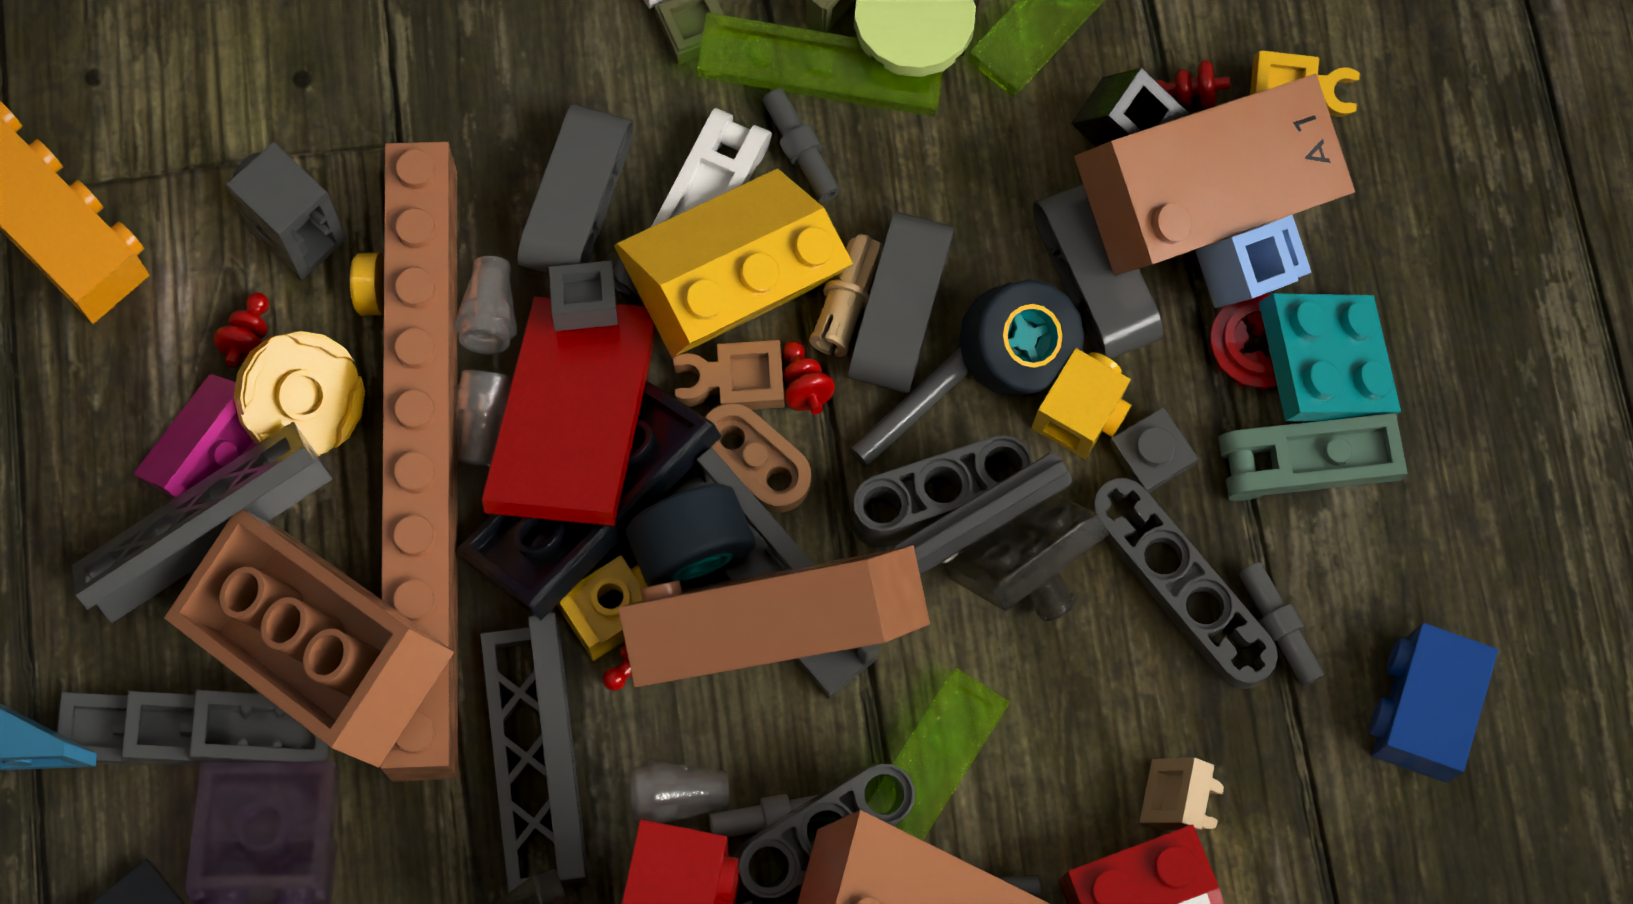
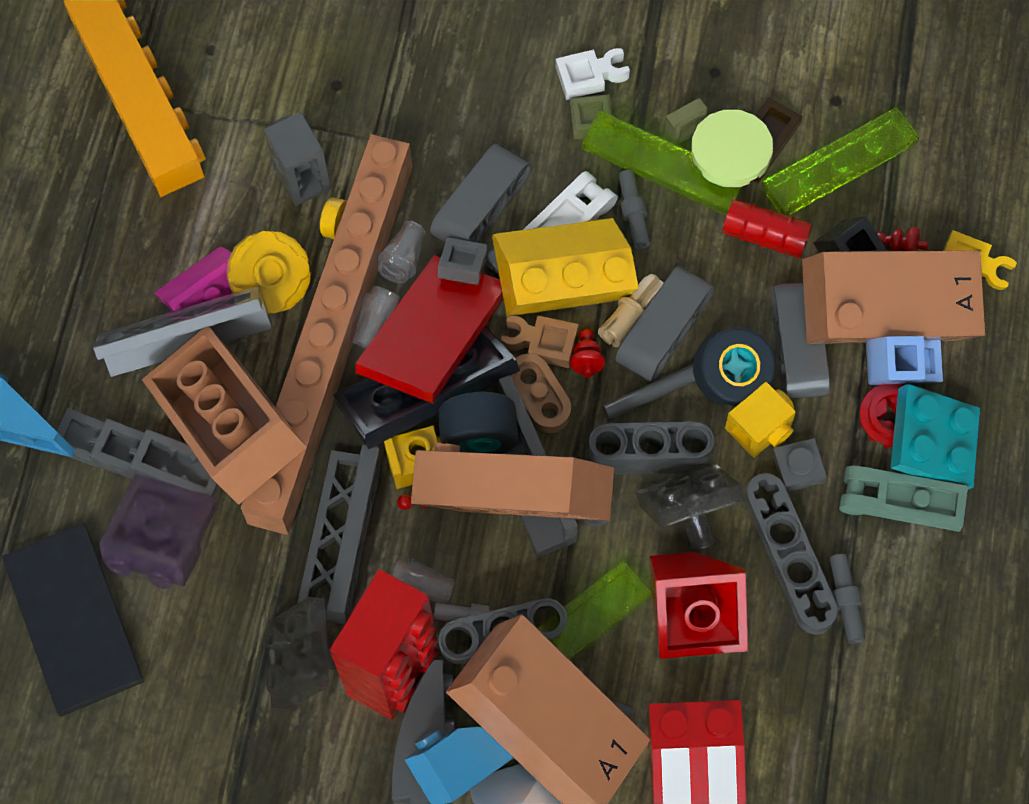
camera: 25 degrees right, 5 degrees down
(243, 330) = (248, 224): red hair -> none
(988, 511) = (672, 466): dark grey axle -> none
(1000, 120) = (767, 228): none -> red axle
(1081, 700) = (698, 605): none -> red slope
(1179, 794) = (742, 682): tan tile -> none
(1432, 702) = (931, 677): blue brick -> none

